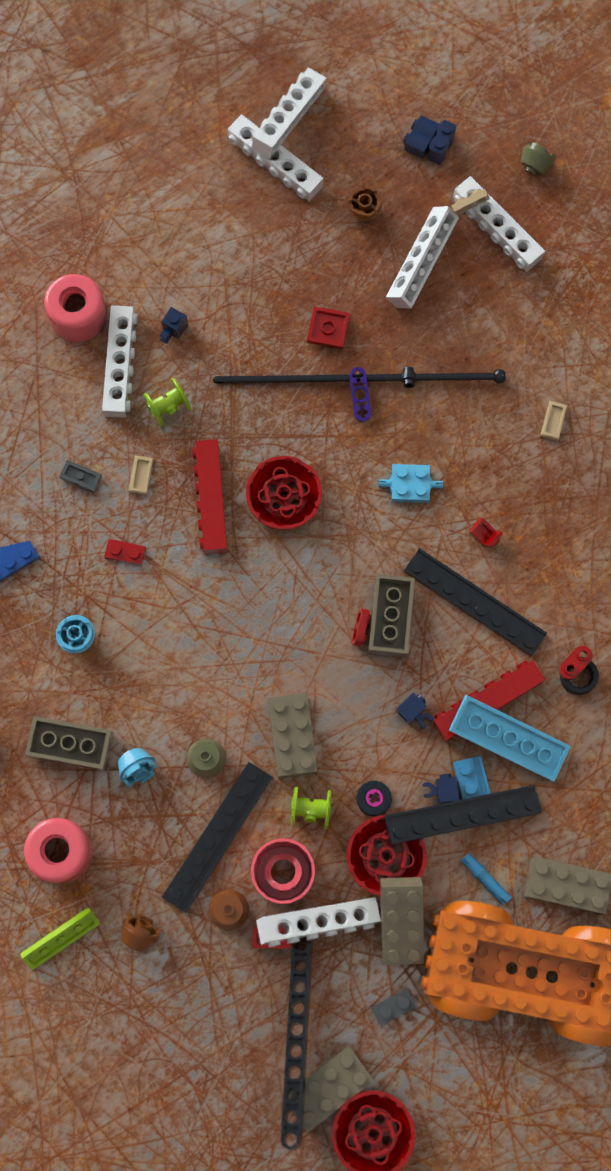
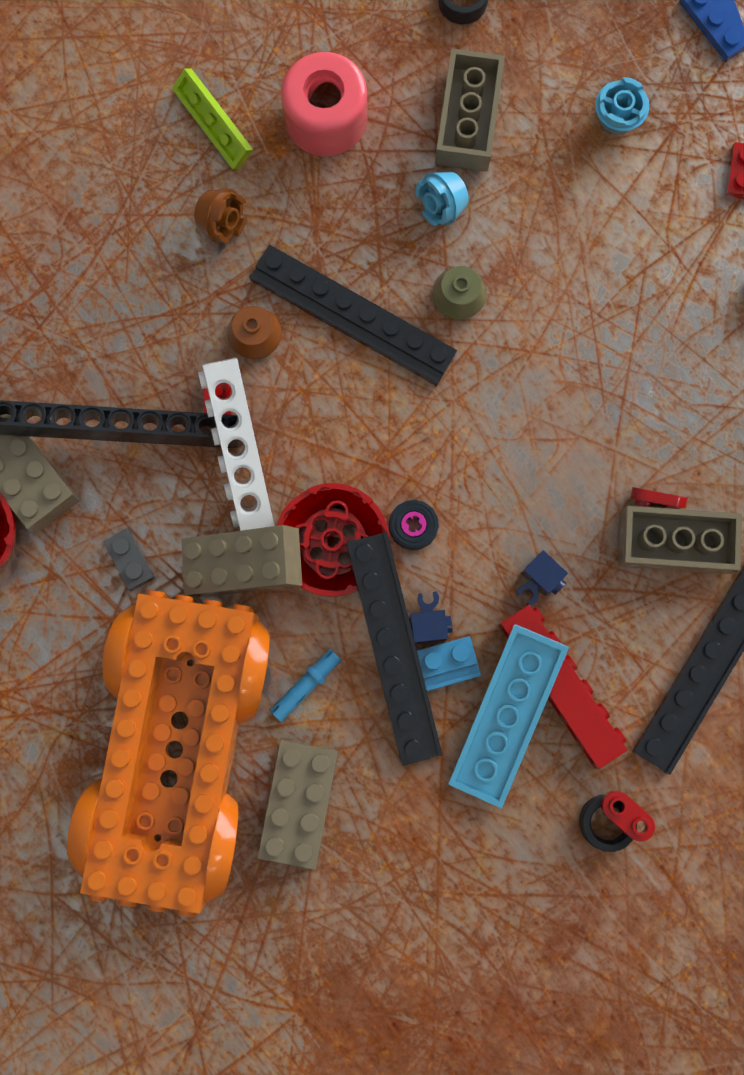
camera: 90 degrees right, 5 degrees up
(283, 850) = (305, 368): coral piece -> none
(292, 735) = (496, 406): dark tan brick -> none
(311, 810) = (392, 431): lime hose -> none

